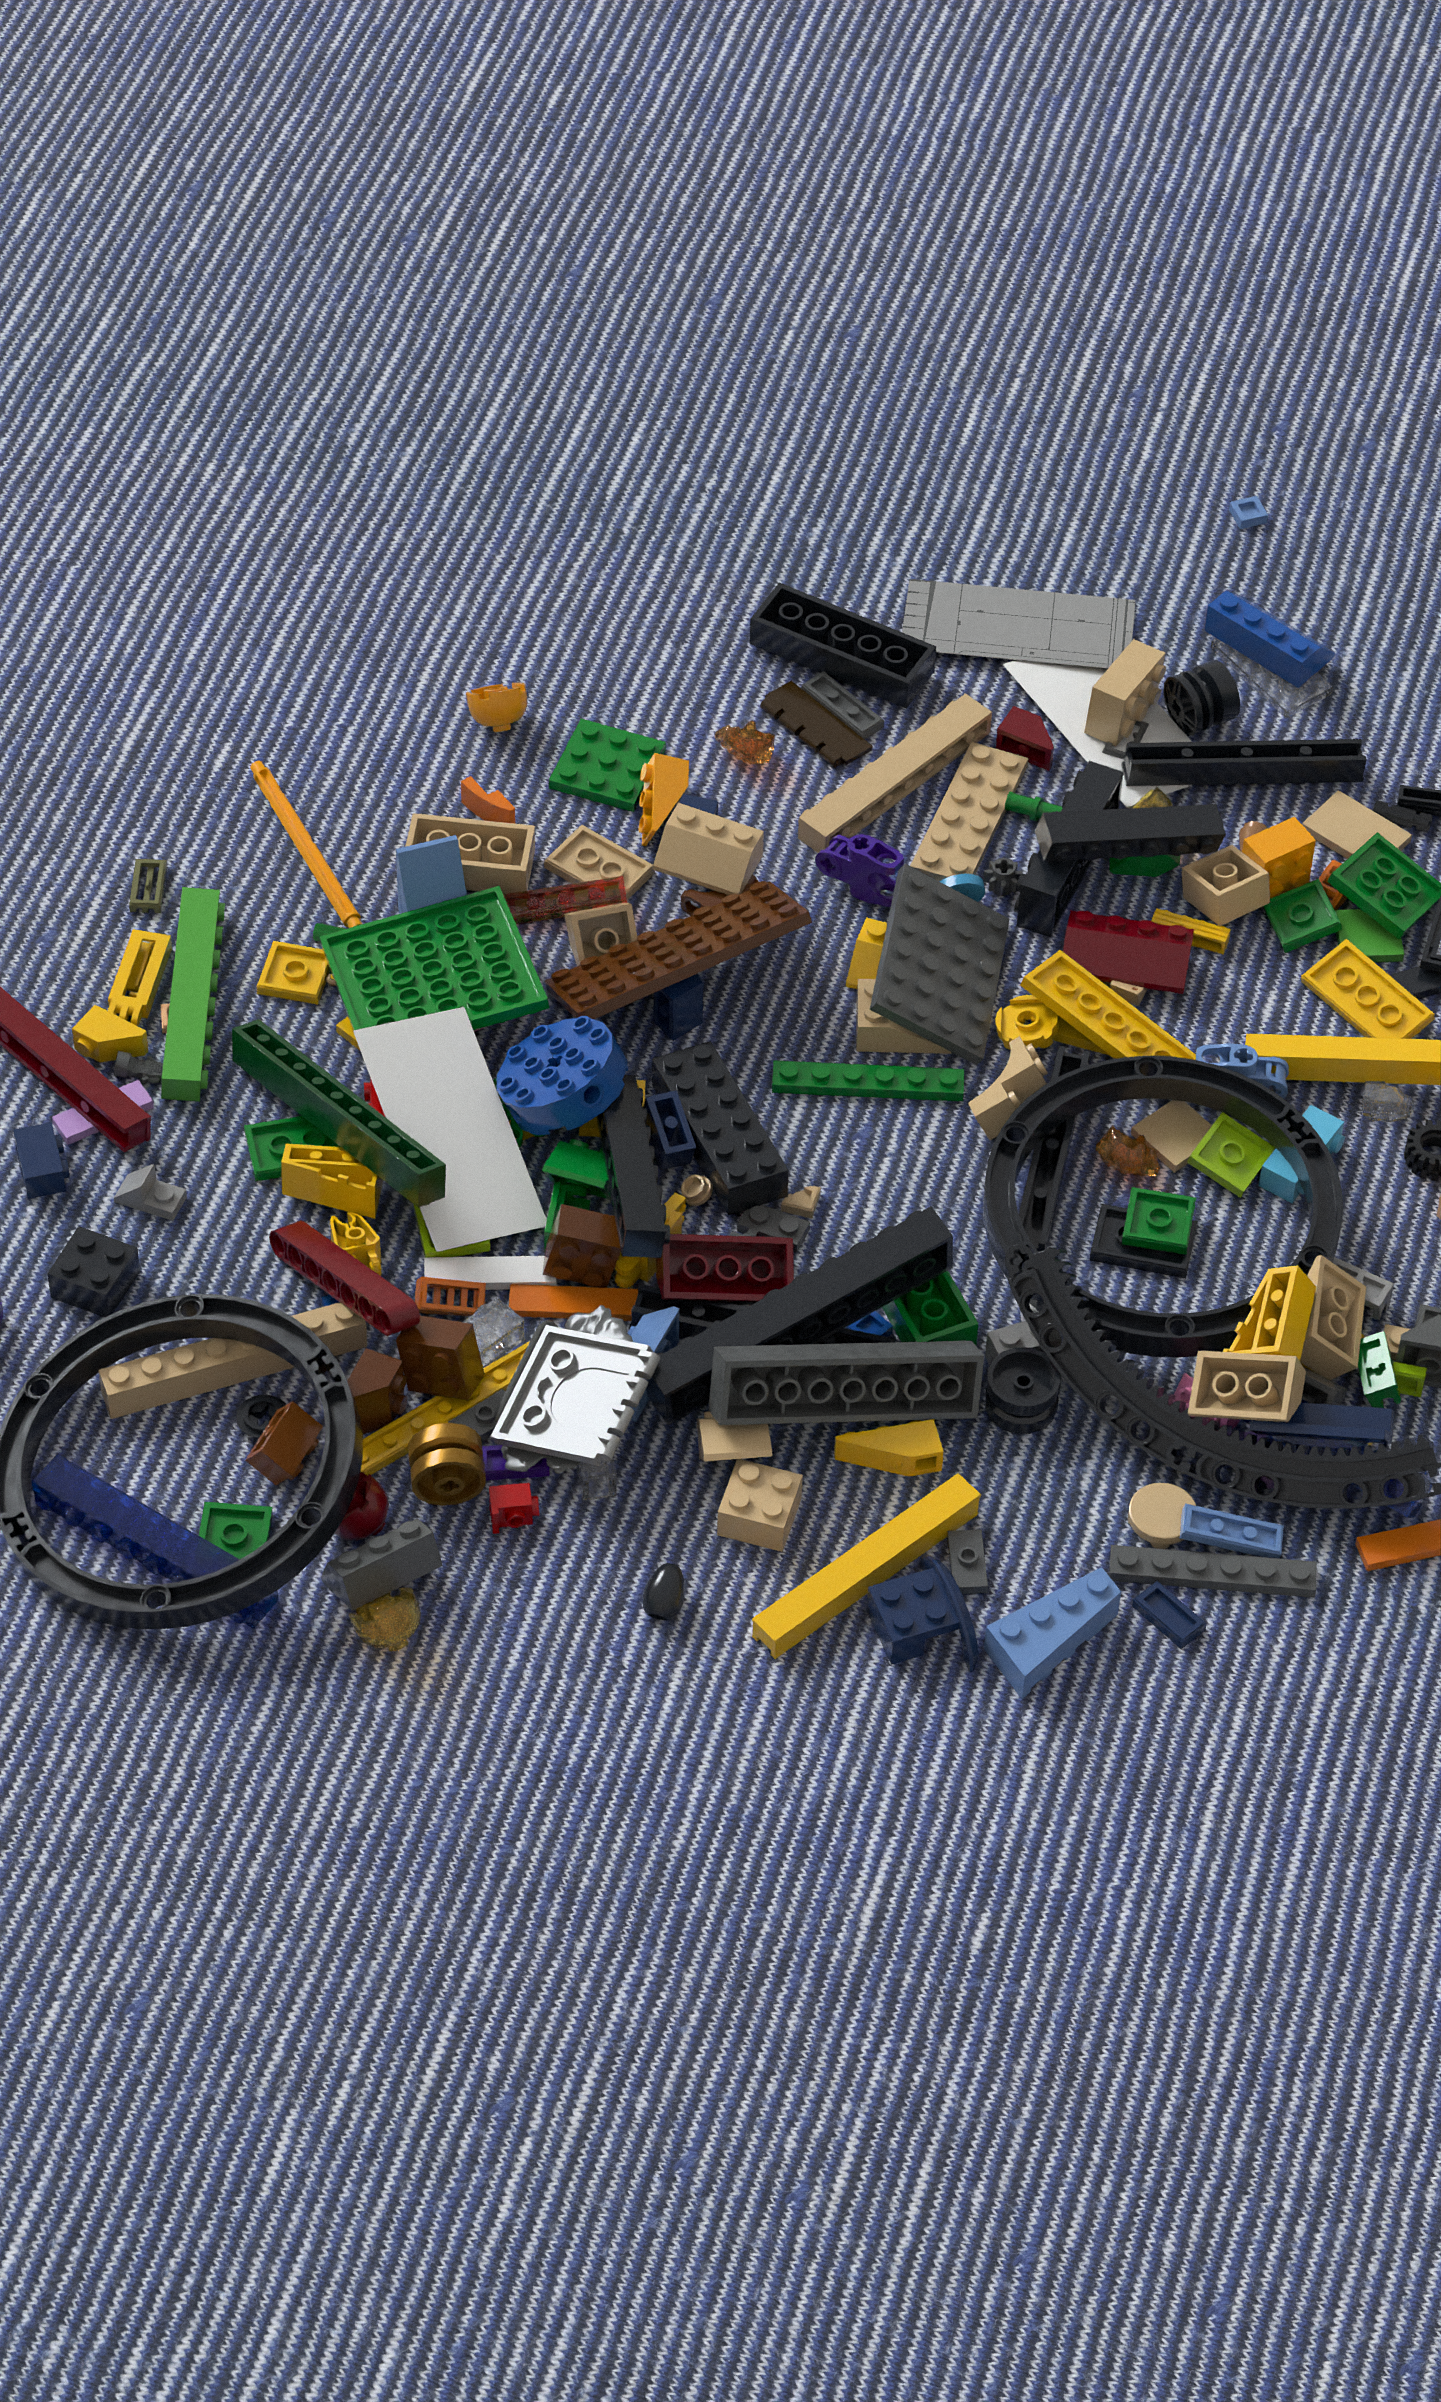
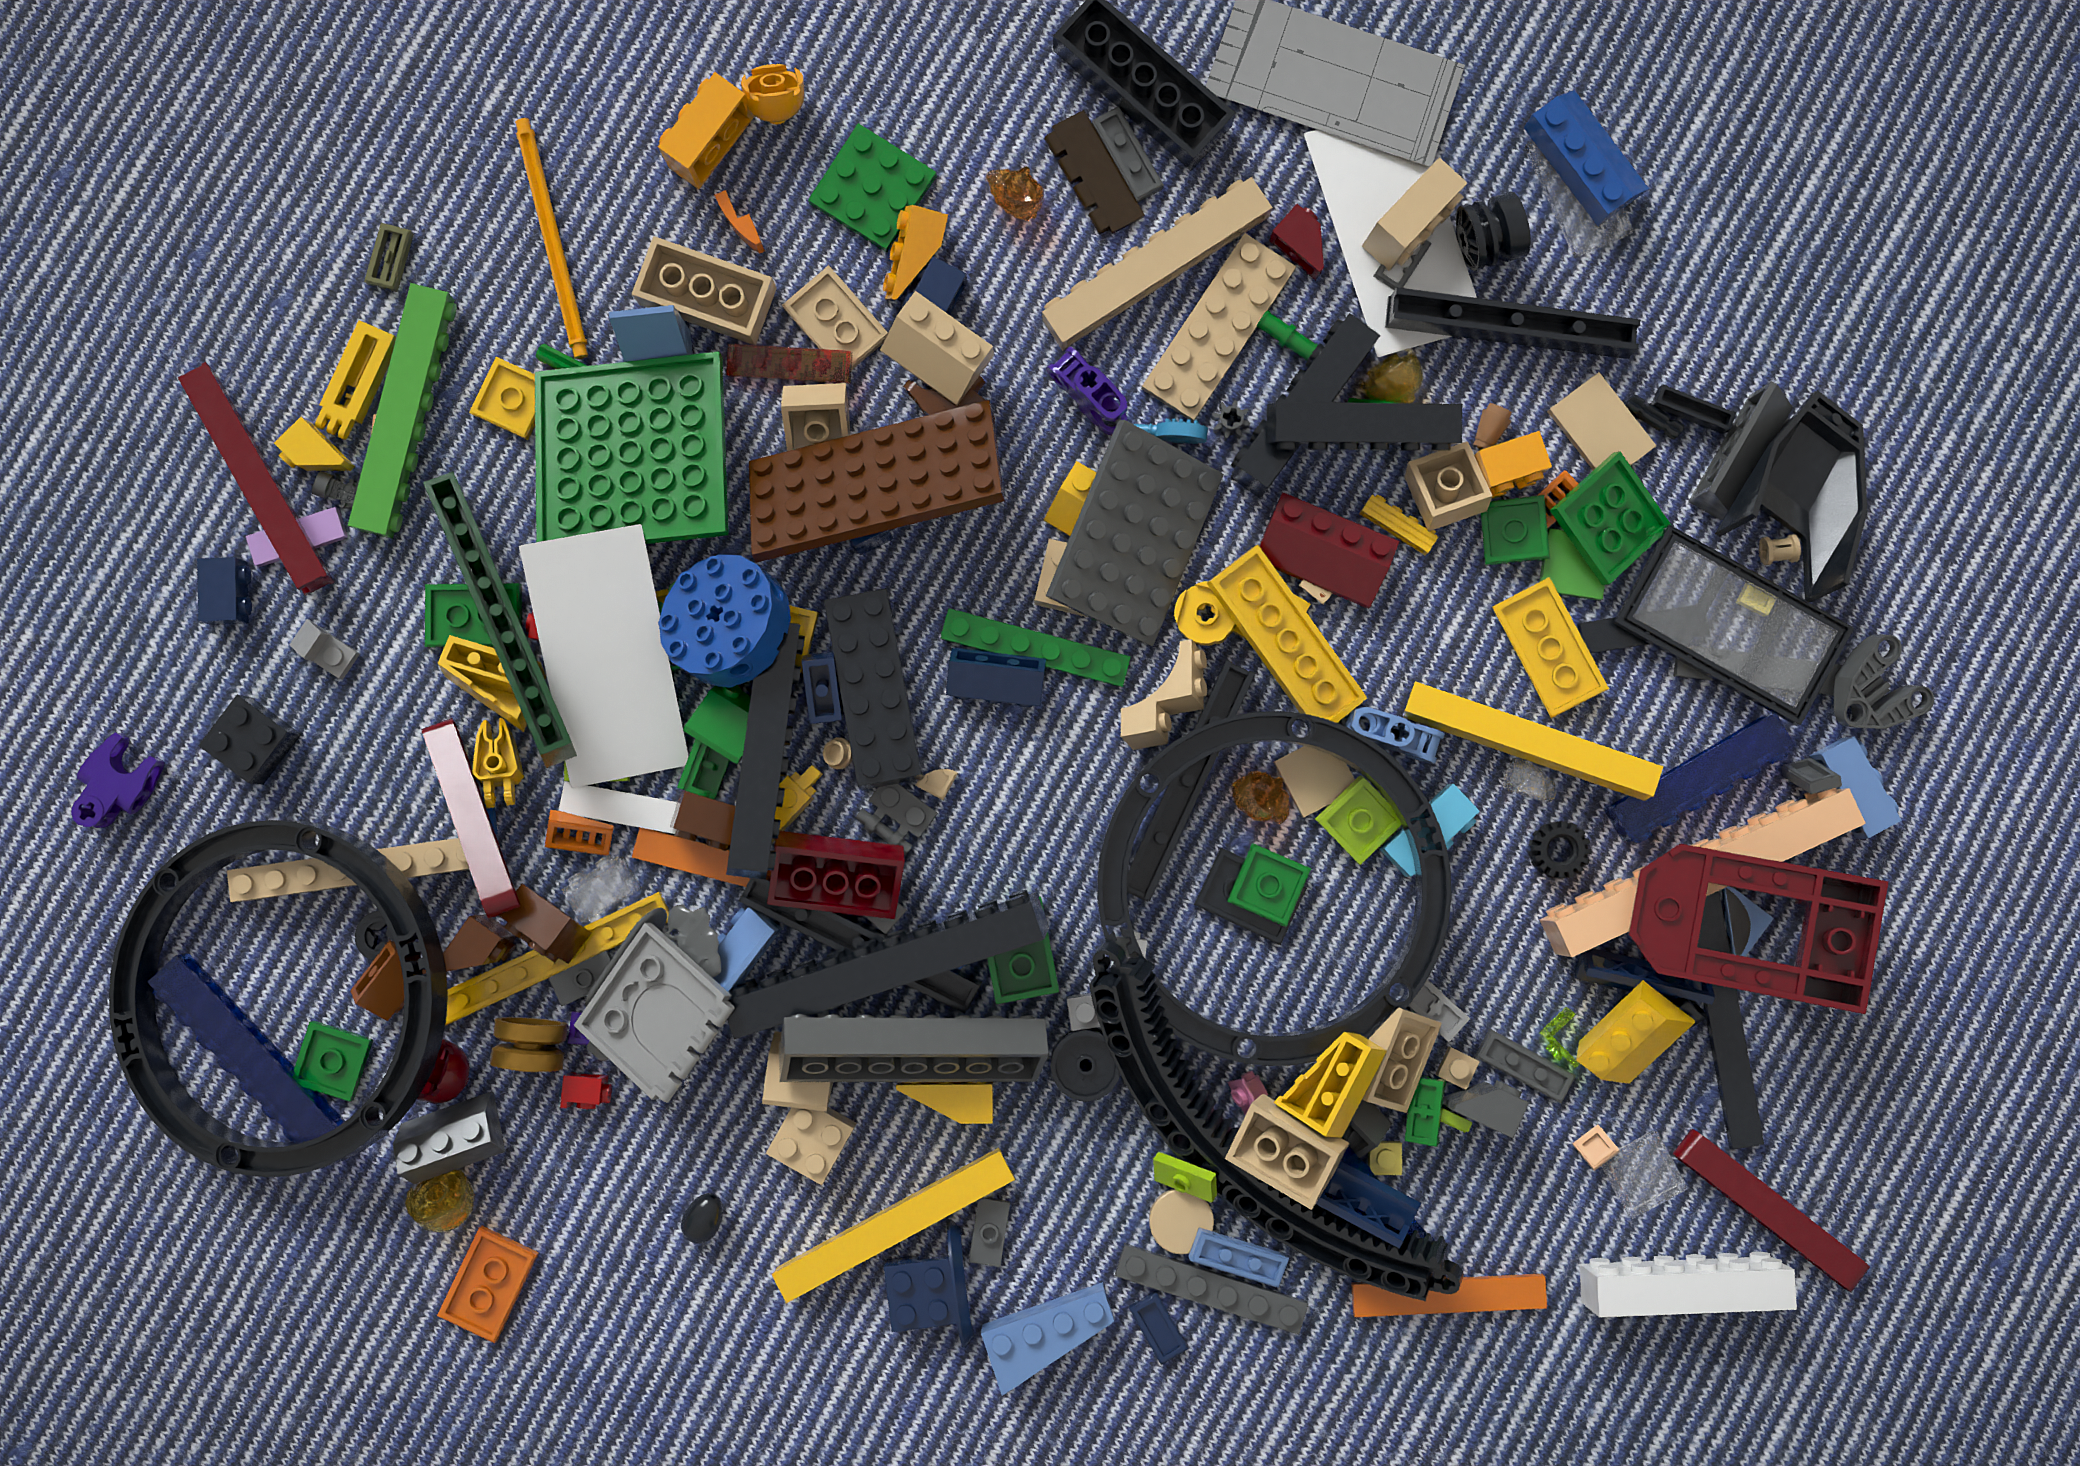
camera: 15 degrees right, 35 degrees up
(440, 737) = (705, 130): none -> light orange brick
(447, 1702) = (488, 1284): none -> orange tile
(837, 1101) = (995, 677): none -> dark blue brick
(1153, 1465) = (1185, 1177): none -> lime plate

